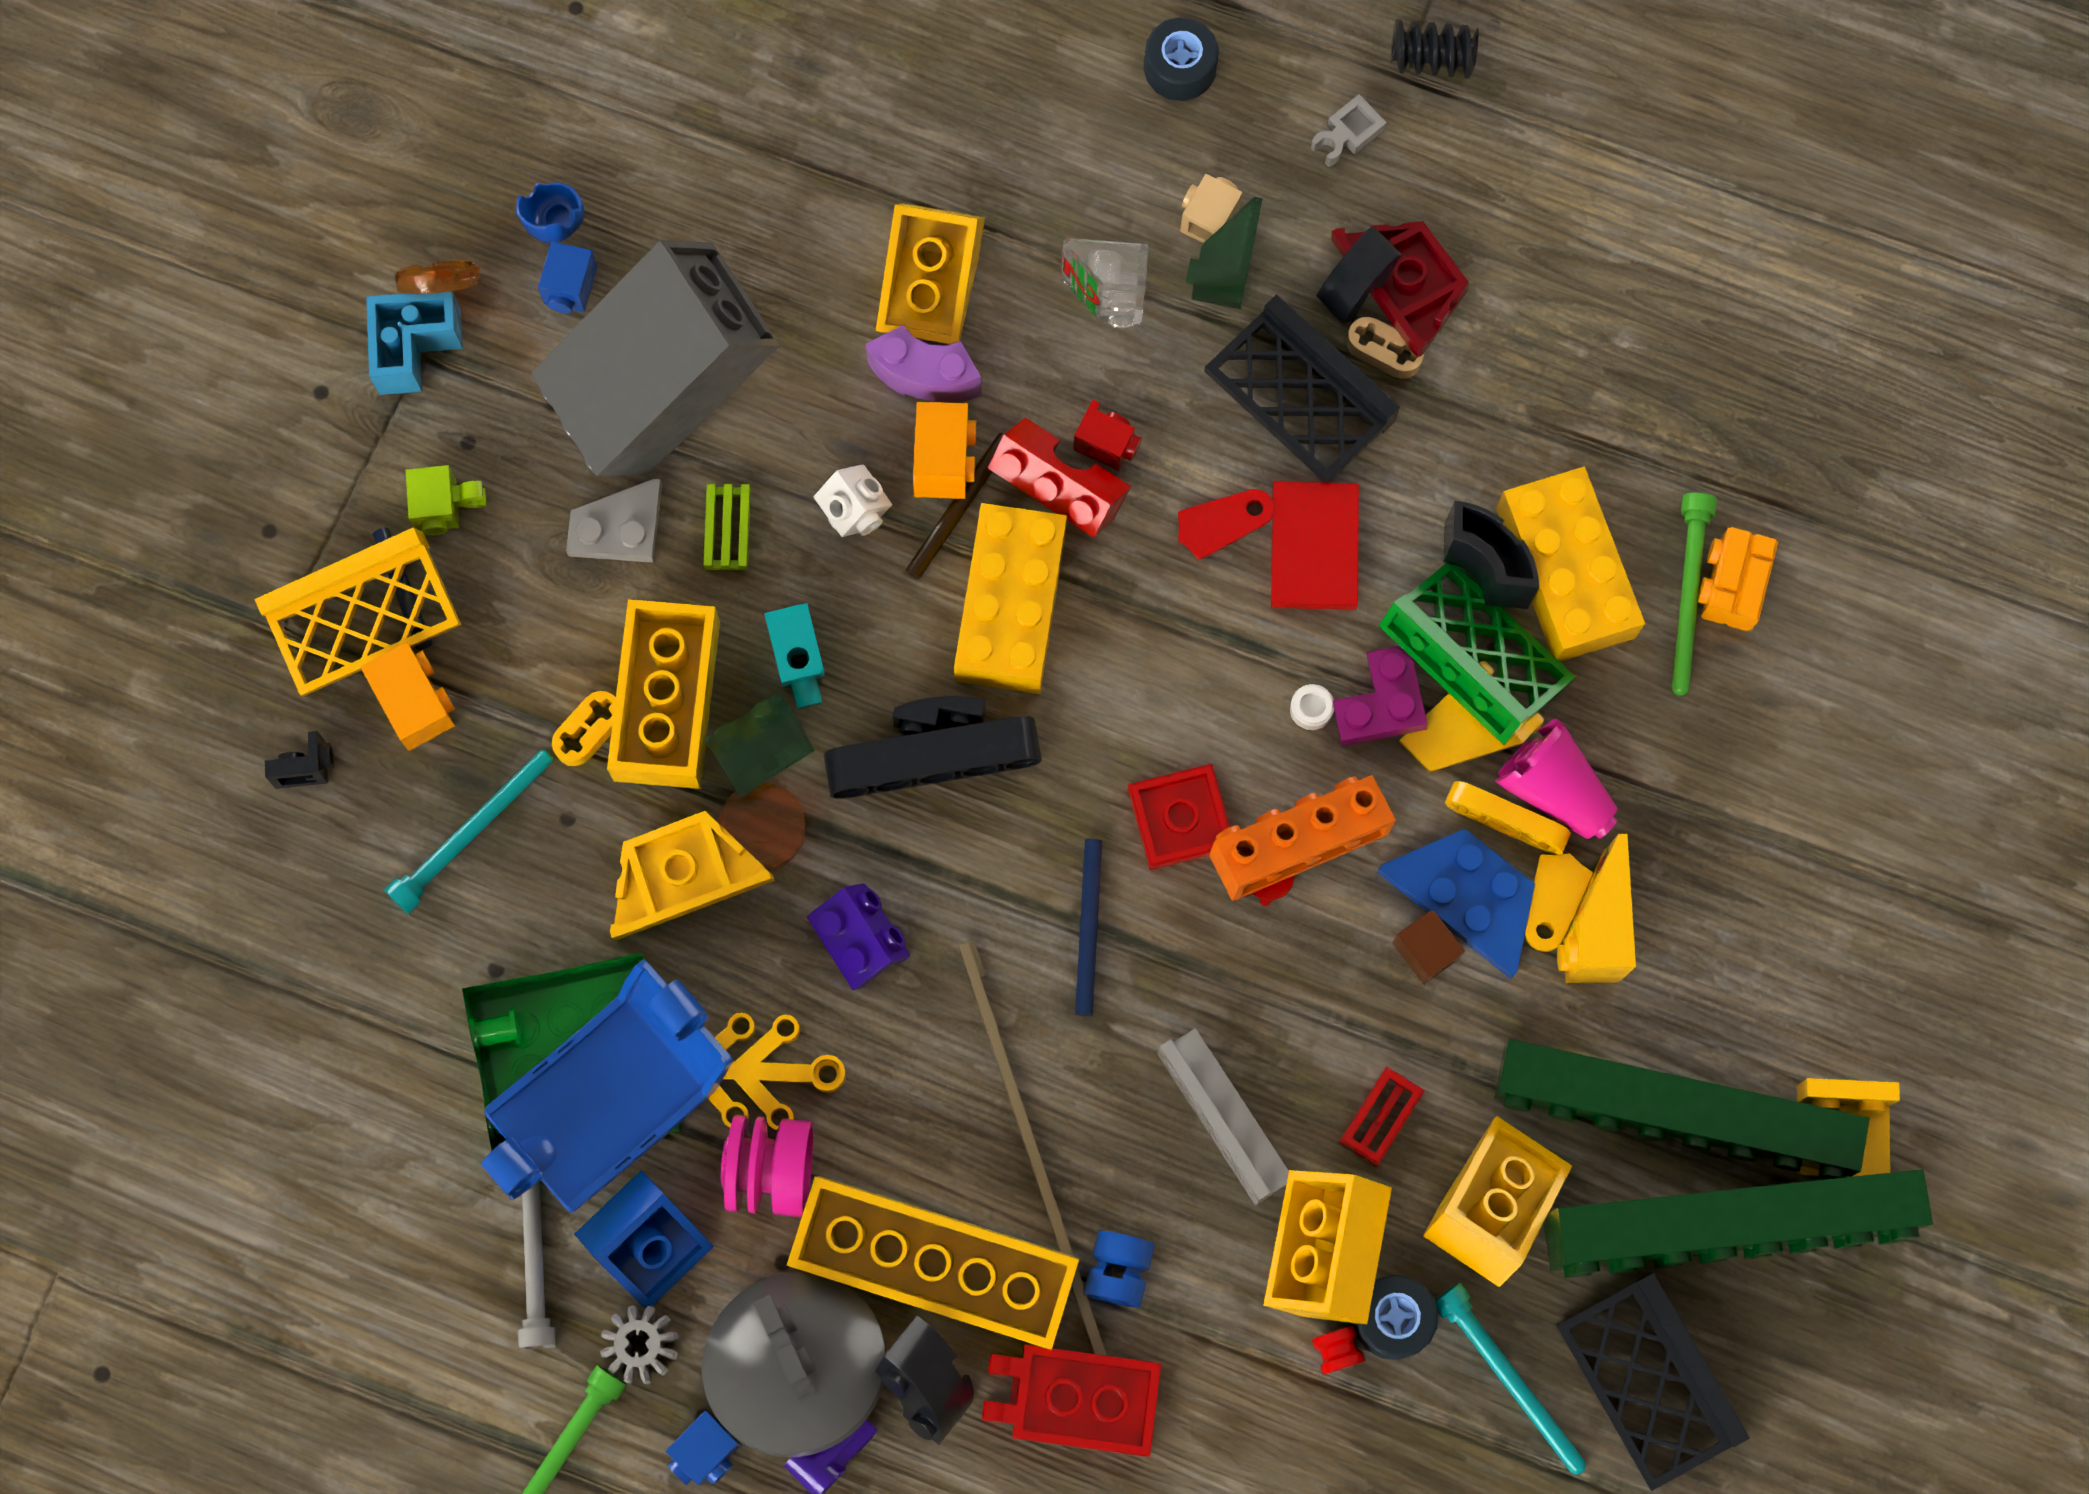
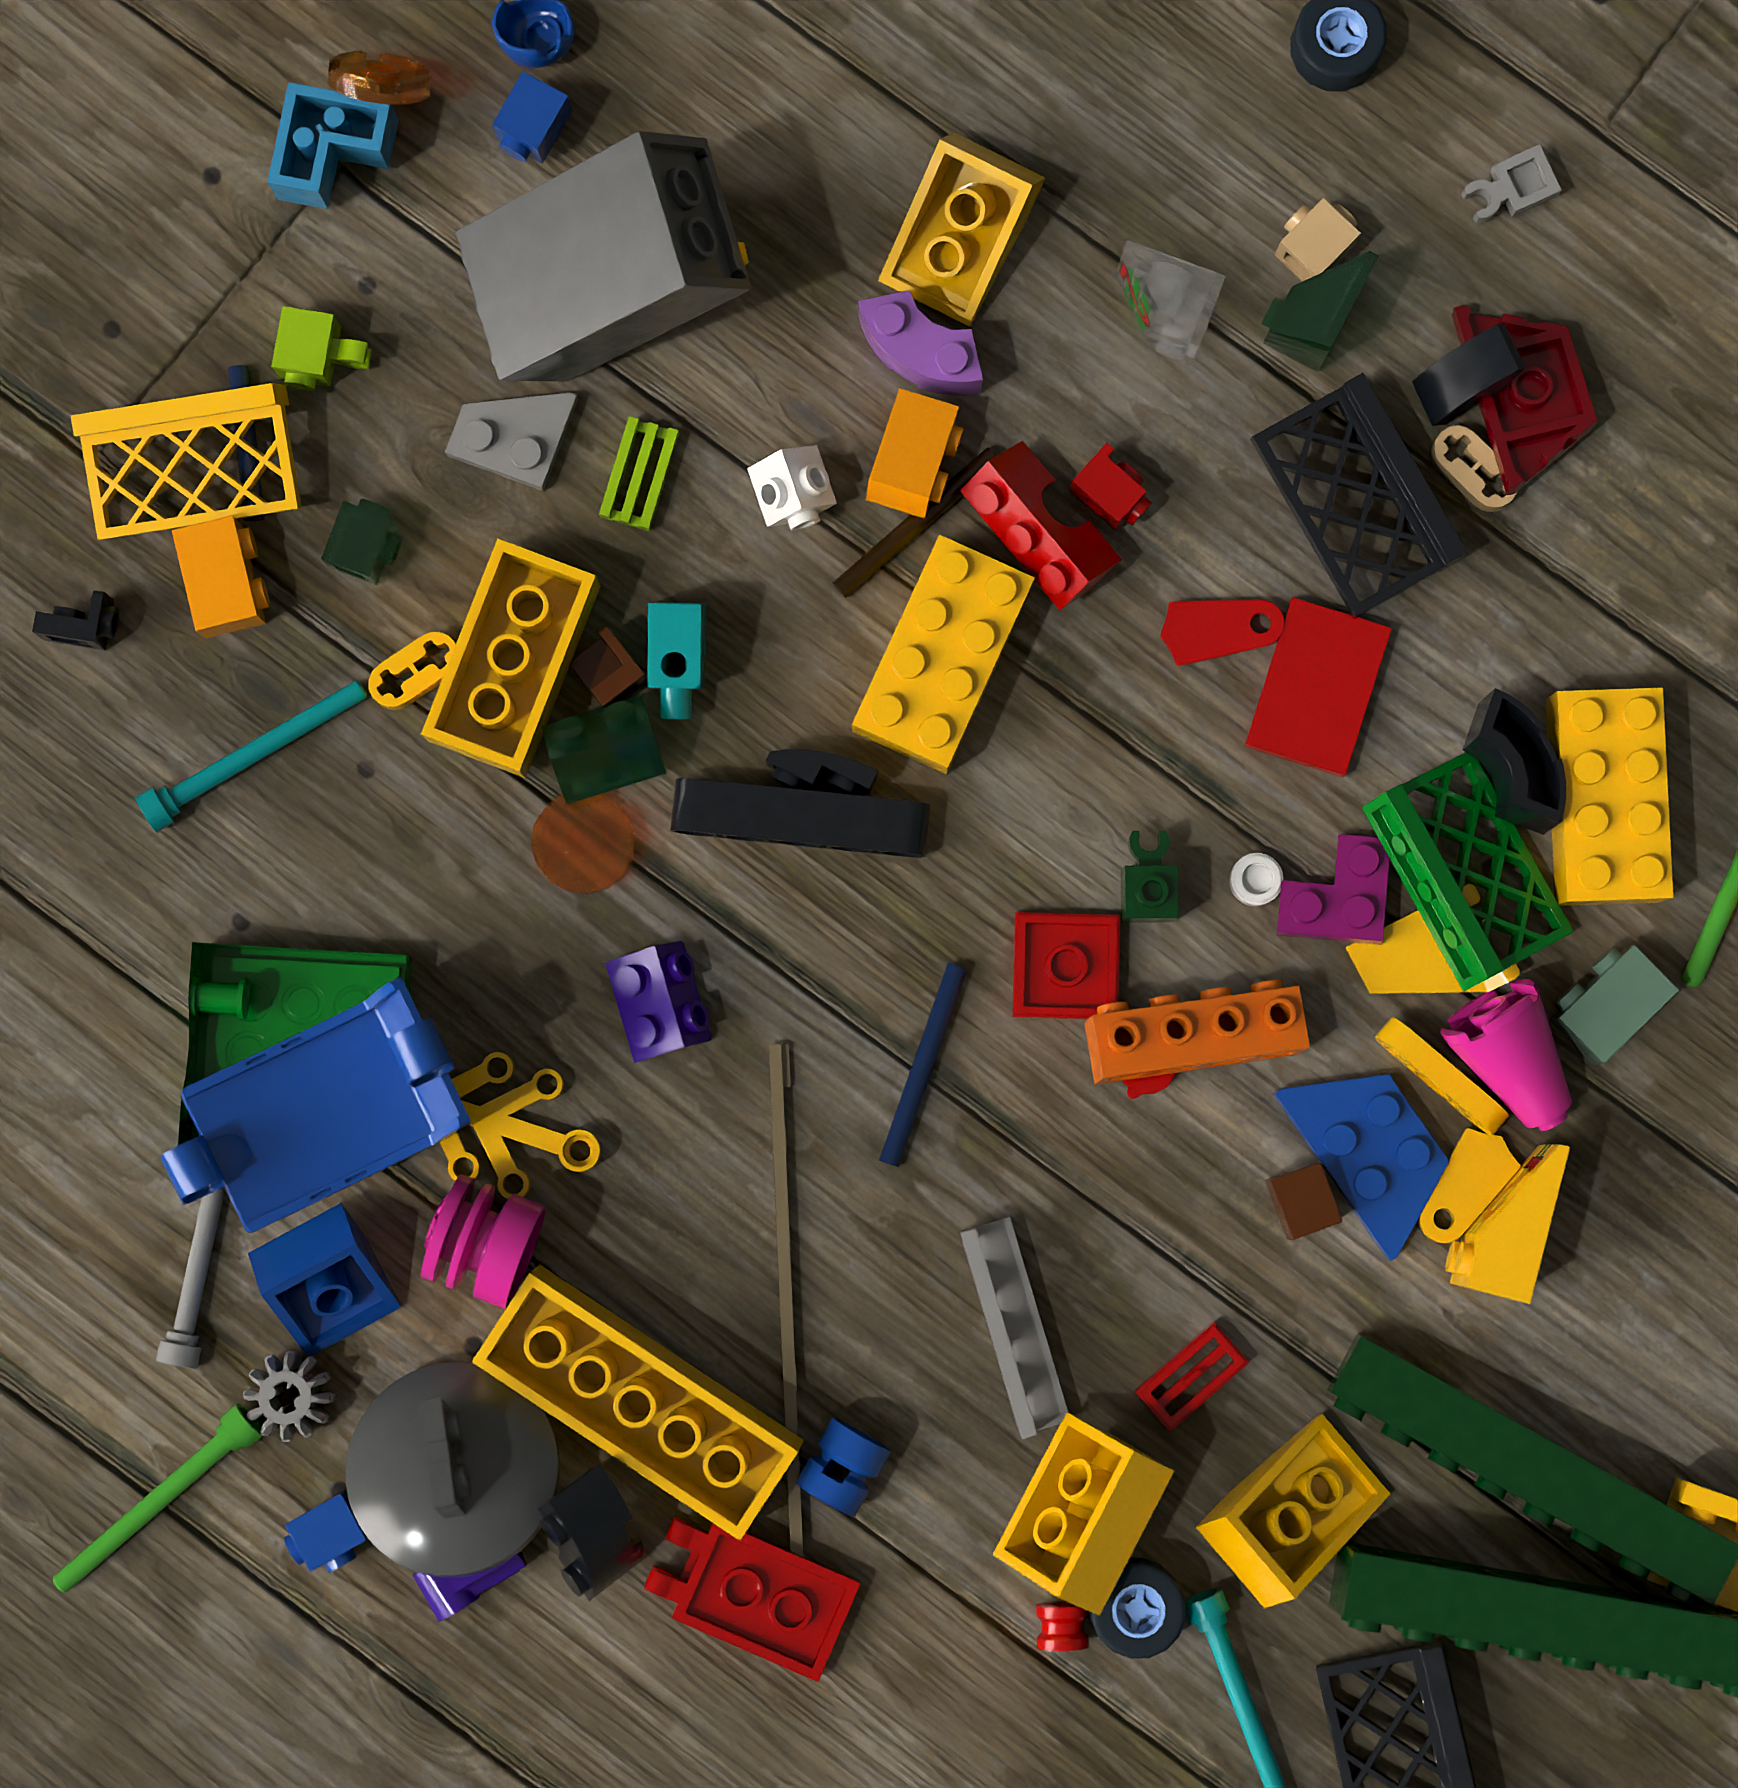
camera: 20 degrees right, 10 degrees up
(518, 637) = (362, 541): none -> clear green brick
(681, 872) = (476, 871): yellow wing -> none
(745, 682) = (608, 670): none -> reddish brown panel
(1228, 732) = (1149, 888): none -> dark green brick
(1434, 48) = (1648, 111): black piece -> none
(1625, 723) = (1612, 1003): none -> sand green piece

